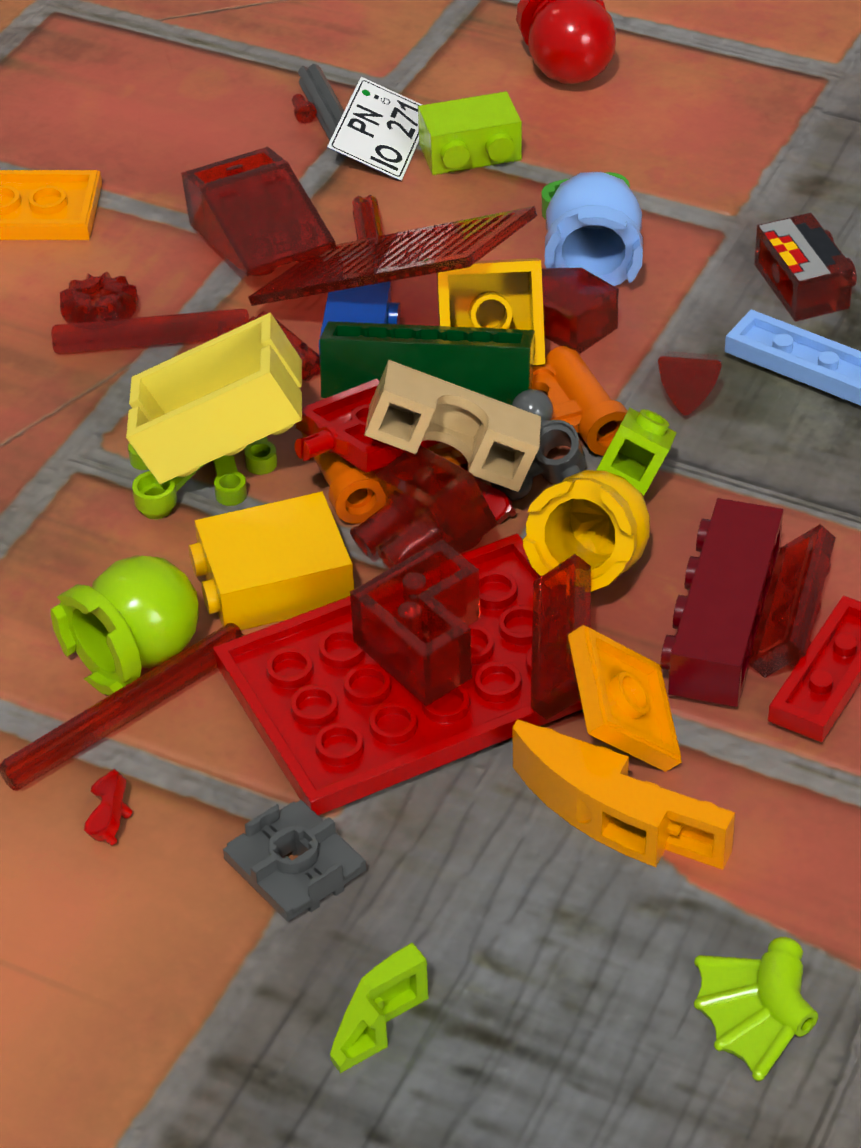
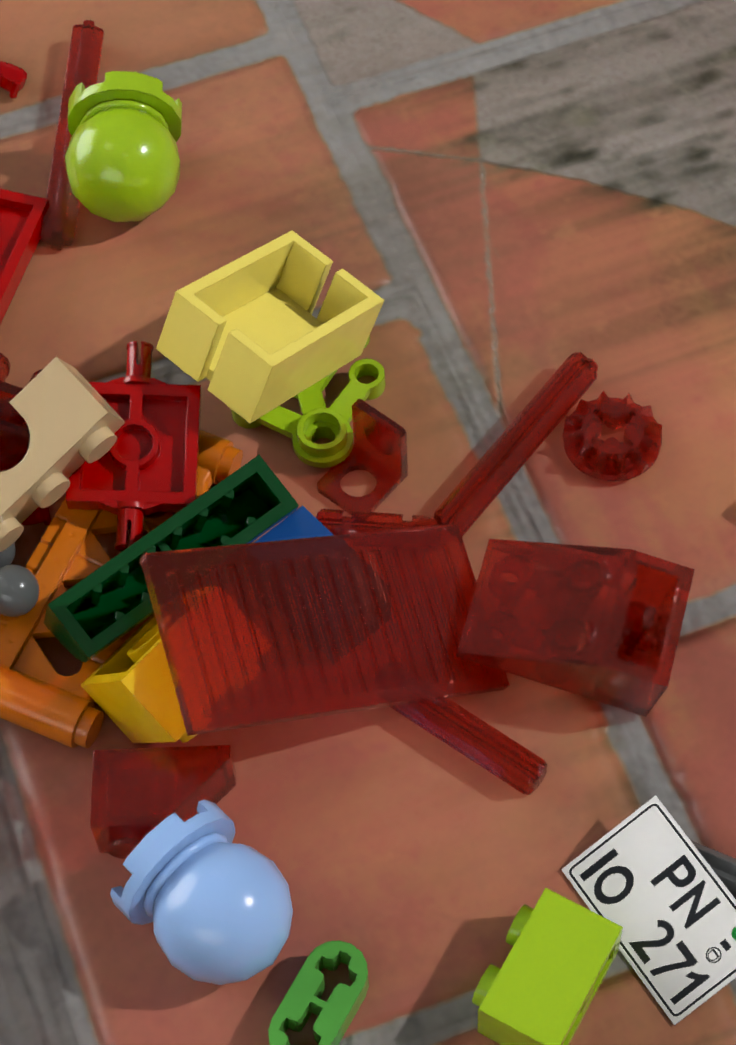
camera: 135 degrees right, 15 degrees up
(271, 561) = (93, 300): yellow brick -> none

